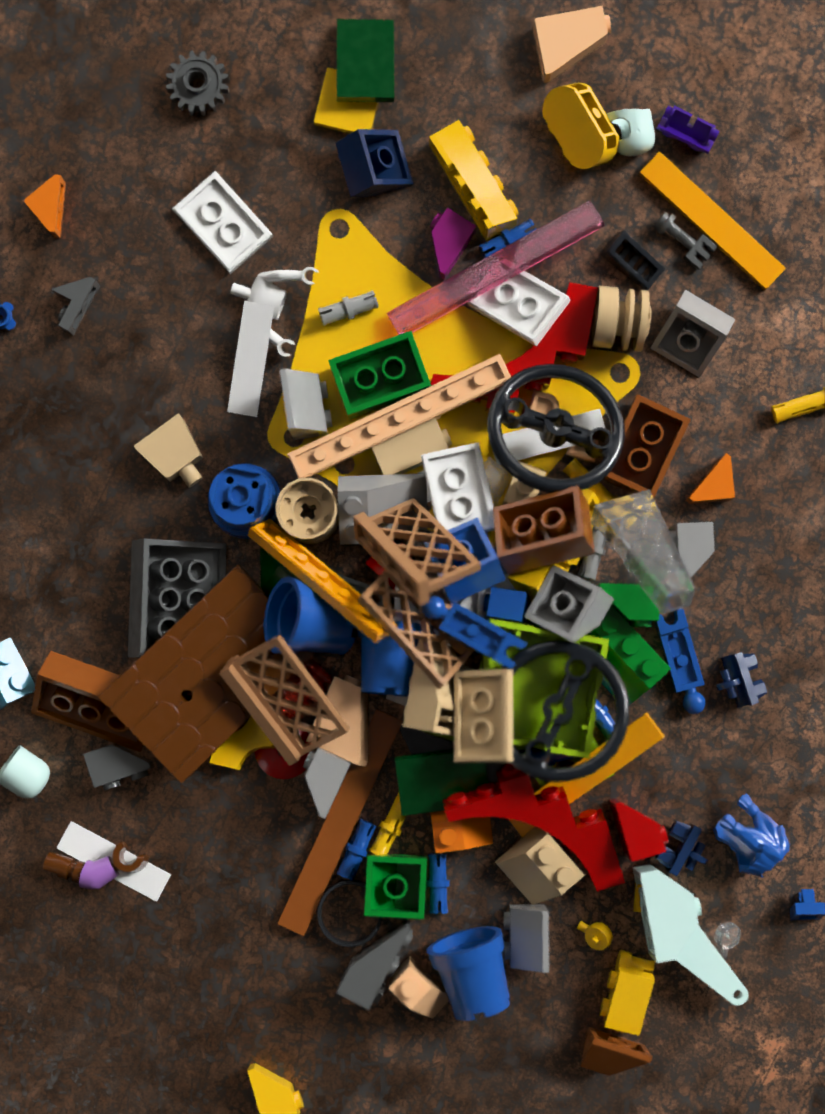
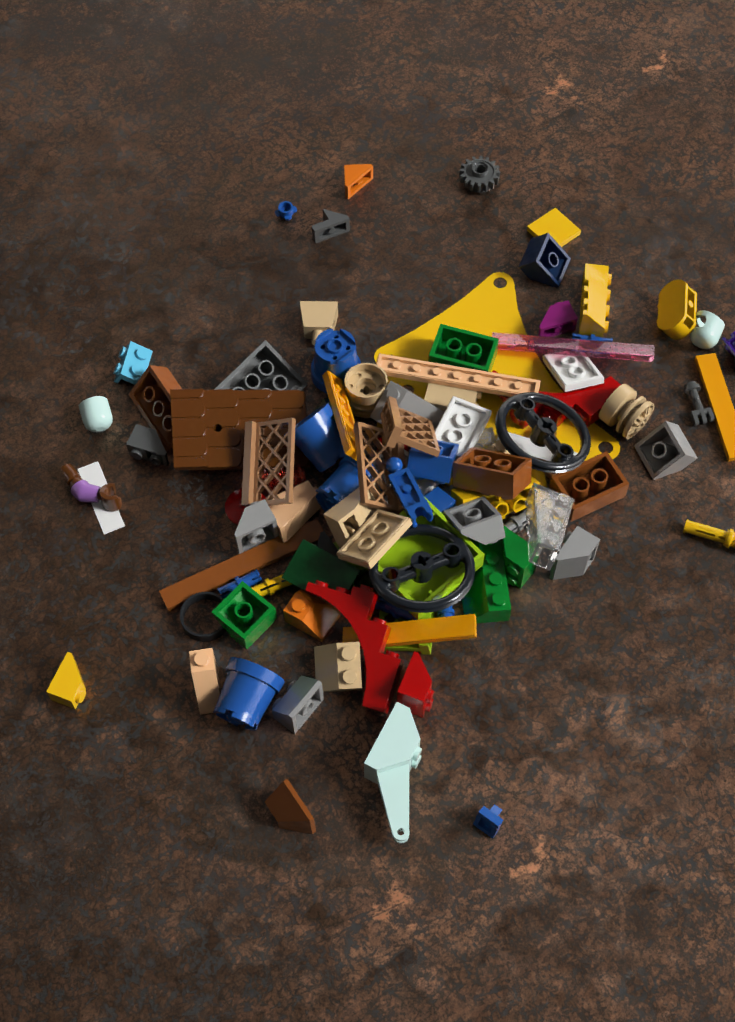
camera: 40 degrees right, 25 degrees down
(222, 222) = (439, 241): white tile -> none
(240, 746) = (219, 483): yellow tile -> none
(250, 358) = (398, 305): white sticker -> none
(265, 292) = (433, 288): white piece -> none
(304, 404) = (408, 332): light grey slope -> none
(348, 308) = (473, 316): light grey pin -> none
(365, 60) = (578, 215): dark green tile -> none
(368, 968) = (181, 640): dark grey slope -> none
(438, 883) = (270, 637): blue pin -> none
(568, 38) = (704, 270): light nougat slope -> none
(596, 935) = (341, 737): yellow piece -> none
(628, 994) = (331, 784): yellow hinge -> none
(639, 253) = (660, 381): black slope -> none
(675, 859) = (438, 728): dark blue hips -> none
(682, 660) = (522, 617): blue plate -> none
(716, 485) = (617, 536): orange slope -> none
(727, 937) = (423, 800): clear piece -> none
(738, 679) = (547, 652): dark blue hips -> none
(756, 847) = (486, 753): blue piece -> none

